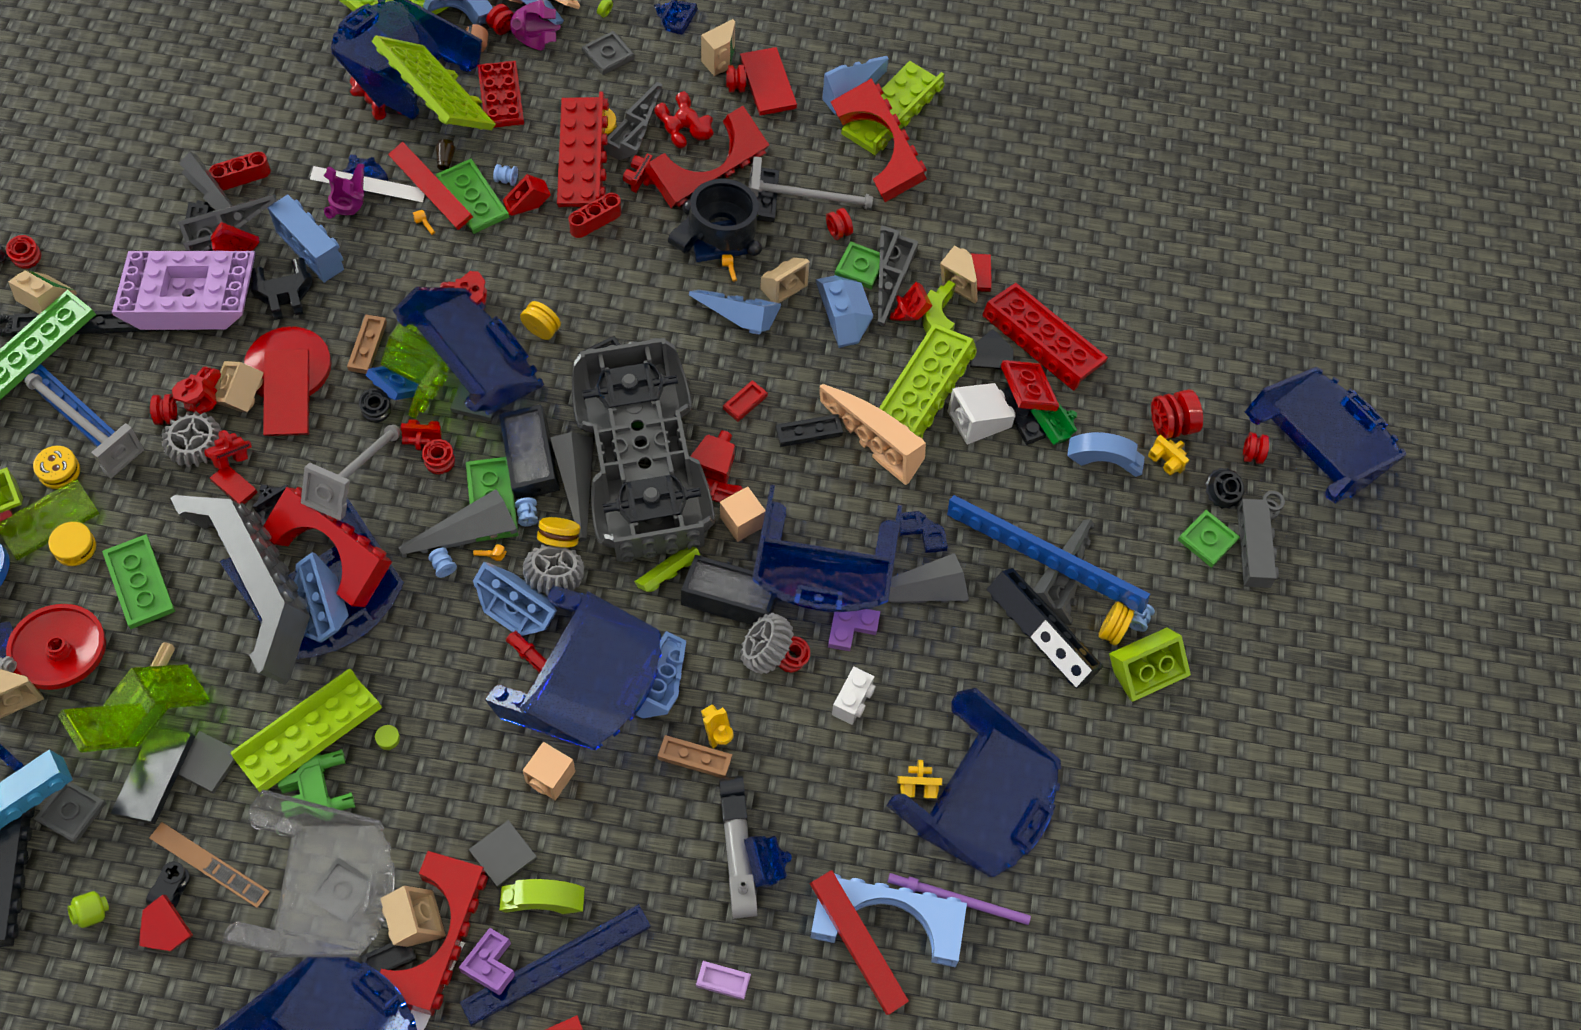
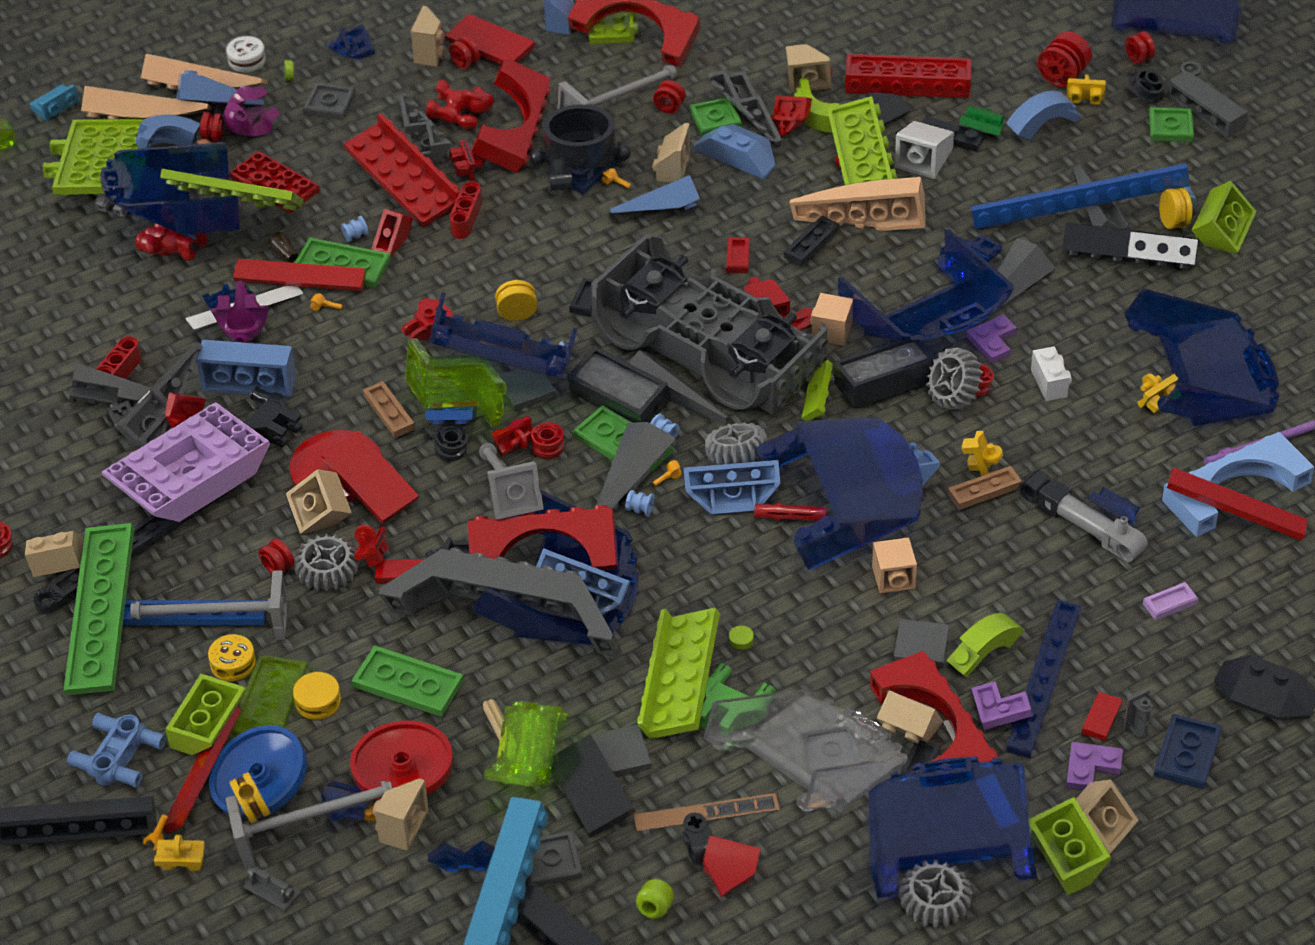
camera: 35 degrees left, 15 degrees down
(198, 389) = (293, 524): red hinge -> none
(558, 532) = (709, 419): yellow head -> none
(1029, 385) = (940, 107): red tile -> none

